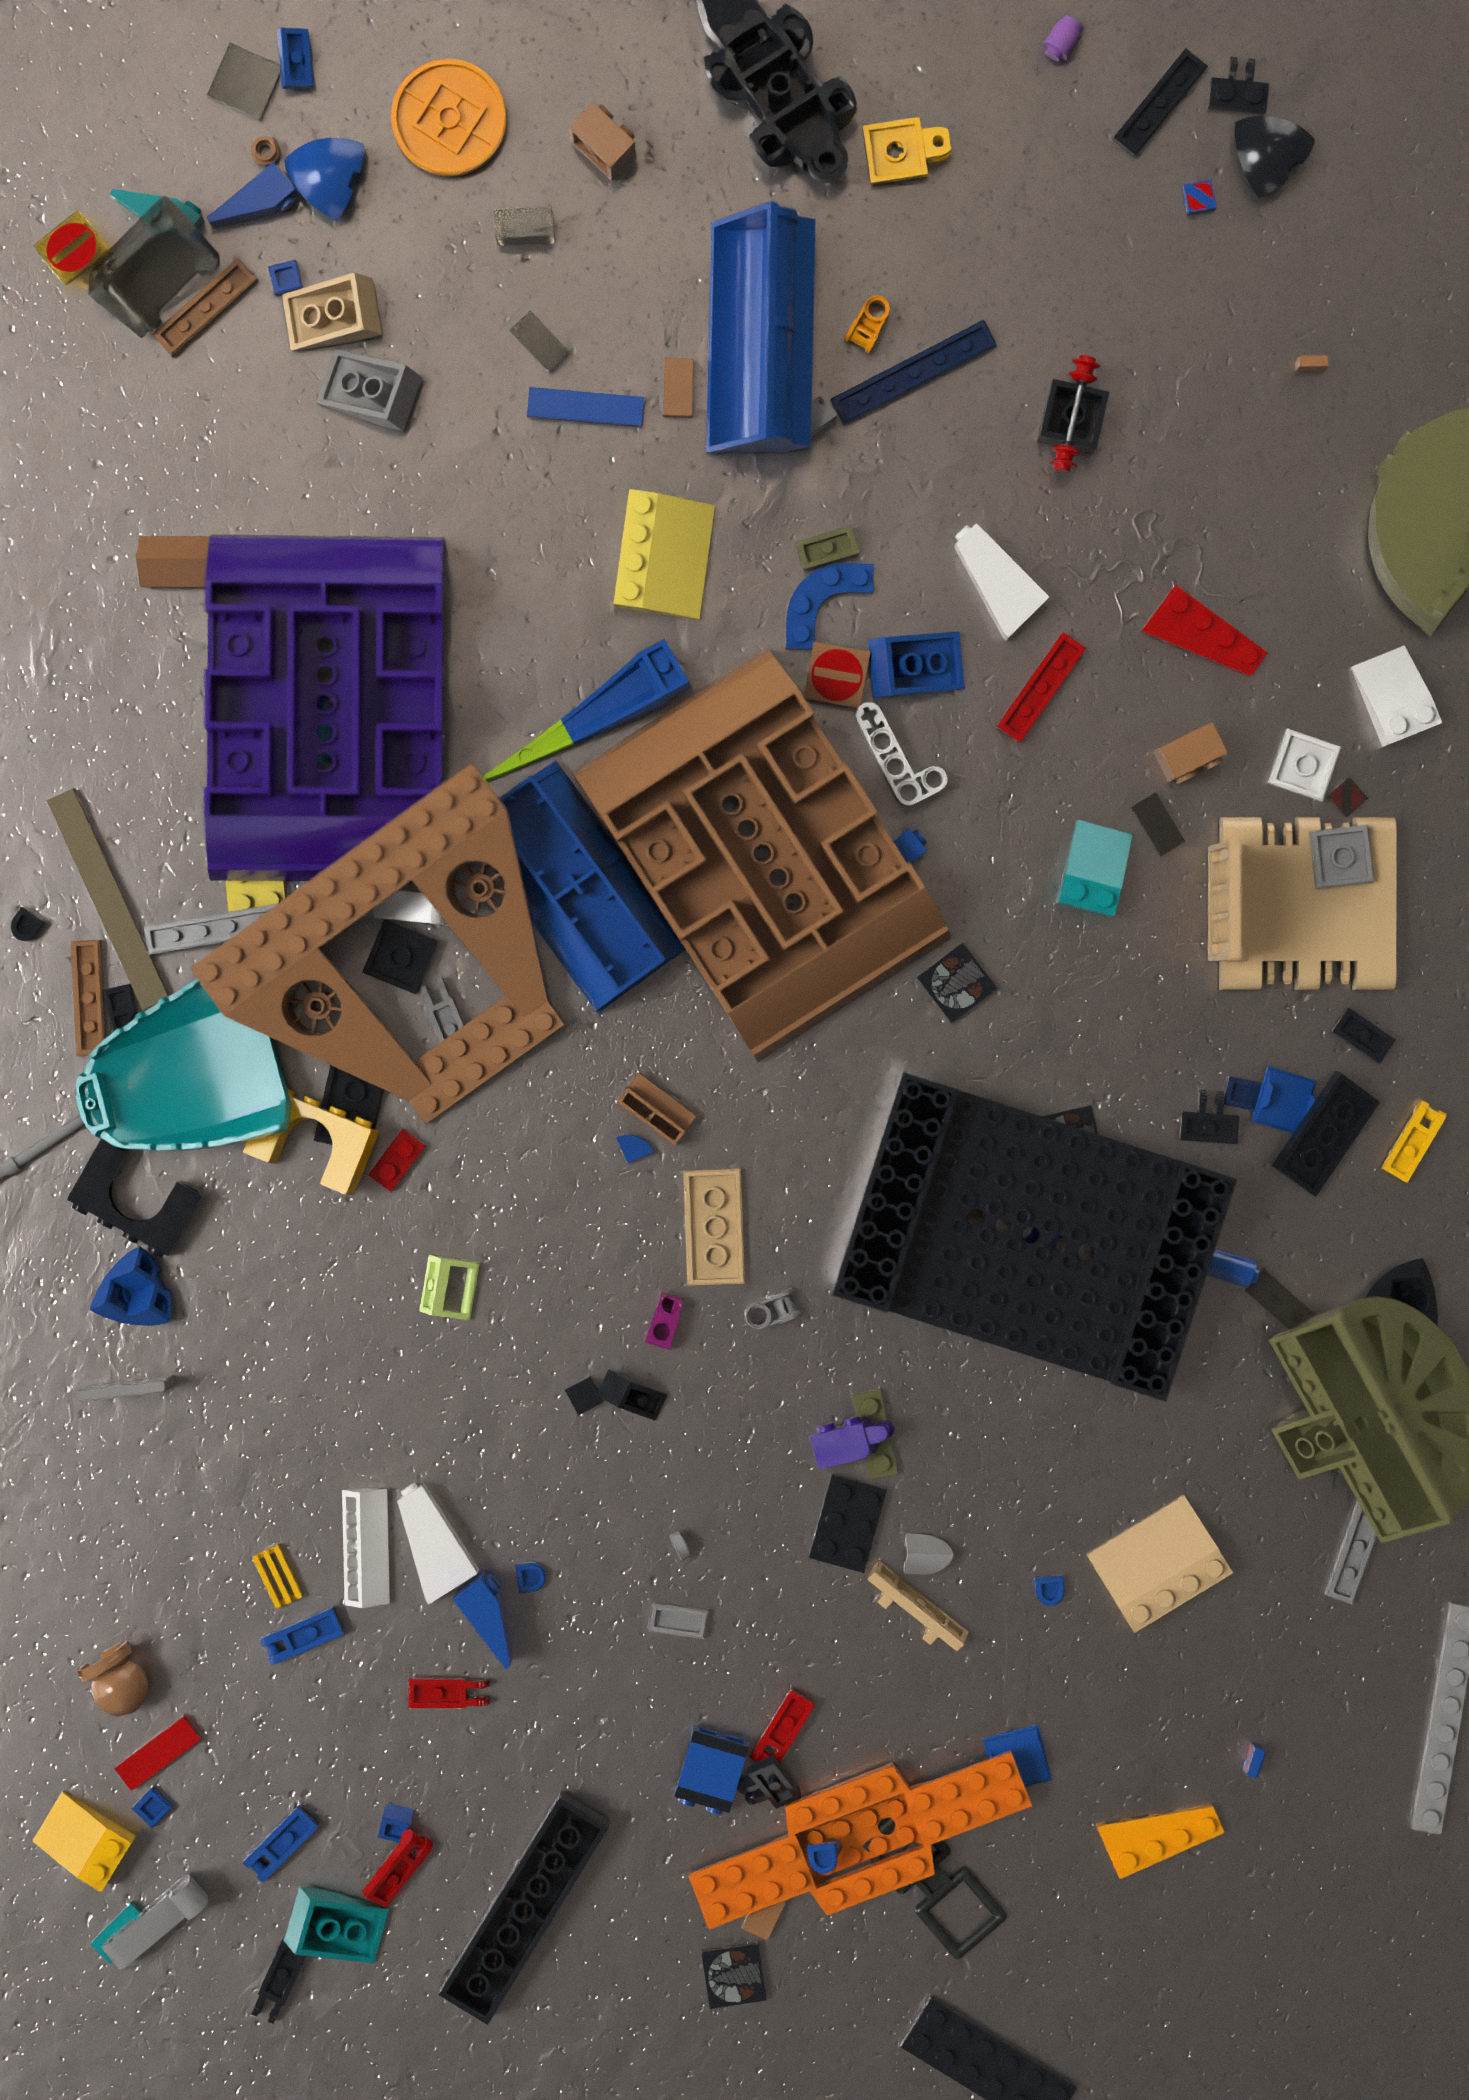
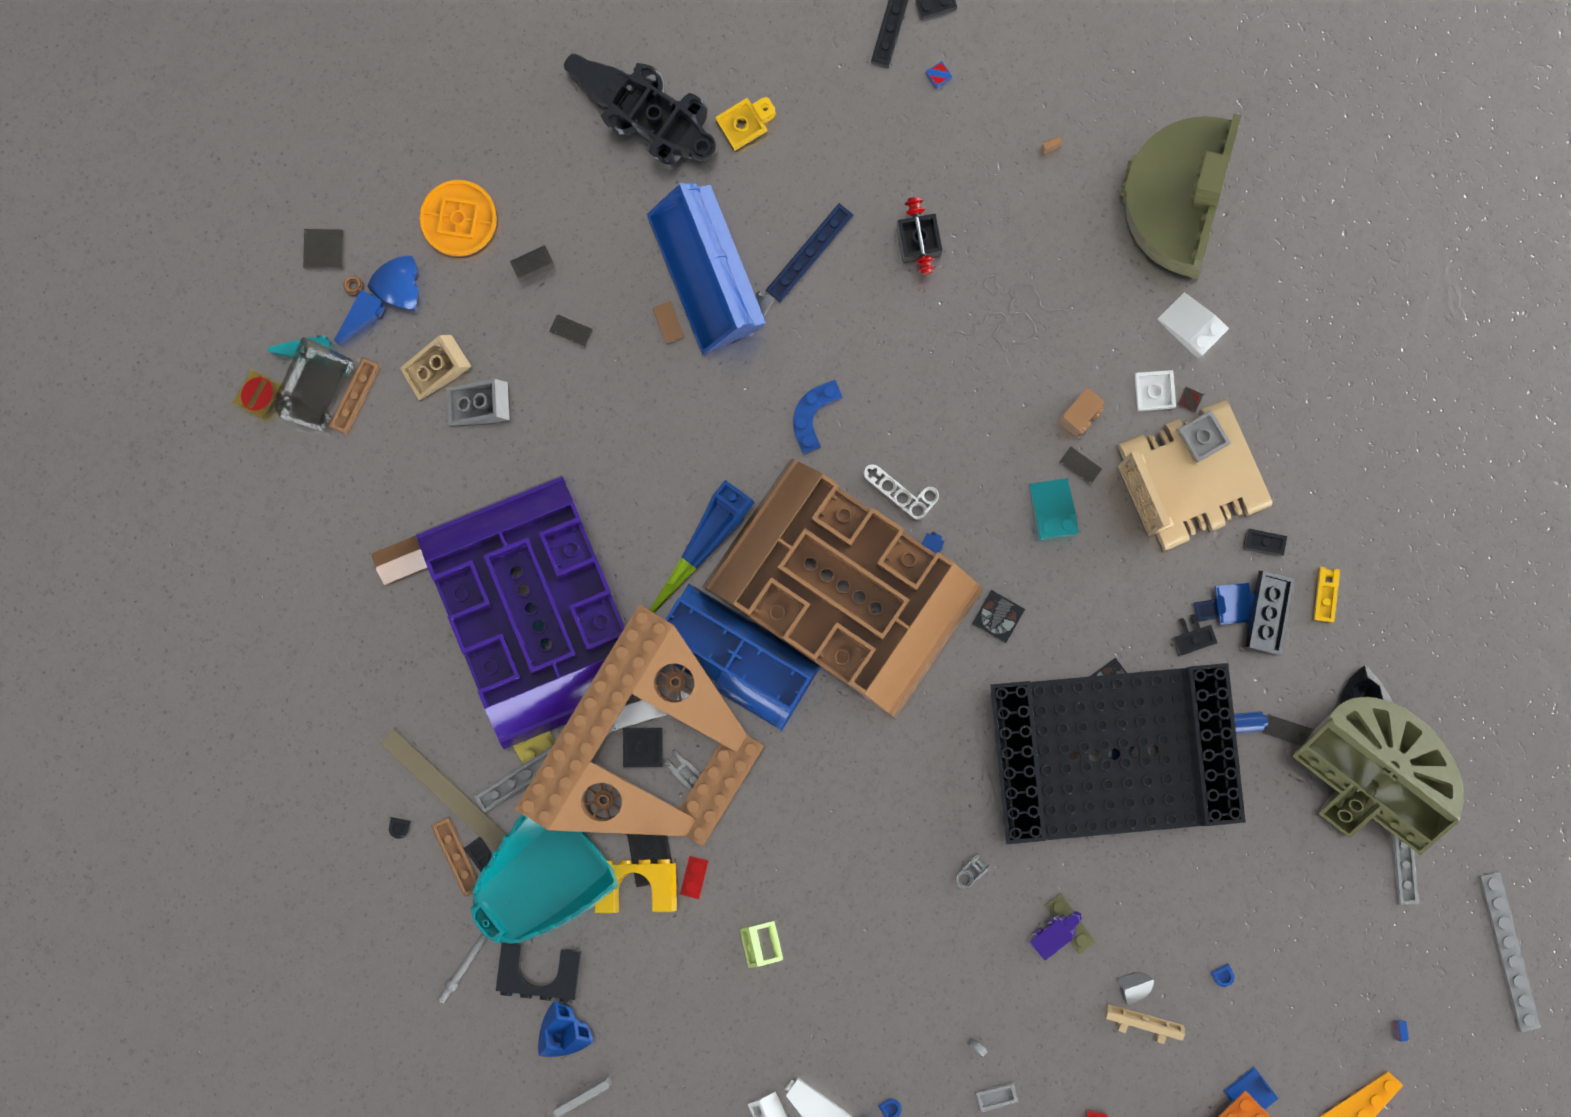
camera: 20 degrees left, 5 degrees down
(285, 277) = (397, 357): blue tile -> none
(294, 58) = (348, 221): blue plate -> none
(584, 1395) = (875, 977): black tile -> none
(585, 407) = (616, 358): blue tile -> none
(602, 139) = (558, 191): medium nougat brick -> none
(631, 1395) = (905, 964): black slope -> none
(633, 1147) = (840, 805): blue tile -> none
(656, 1109) = (844, 775): medium nougat piece -> none
(664, 555) = (703, 428): light yellow slope -> none
(664, 1321) = (906, 908): magenta leg -> none
(714, 1227) = (912, 834): tan tile -> none
(827, 548) = (802, 381): olive plate -> none
(837, 674) = (841, 456): piece -> none
(847, 1523) = (1077, 988): black plate -> none
(868, 325) = (769, 237): light orange piece -> none
(916, 664) = (887, 429): blue slope -> none
(999, 580) = (918, 357): white slope -> none
(1041, 687) = (971, 411): red plate -> none
(1063, 38) = (814, 14): medium lavender brick -> none
(1159, 1563) = (1285, 929): tan slope -> none
(1197, 629) = (1052, 335): red wing -> none
(1269, 150) = (969, 28): black brick -> none

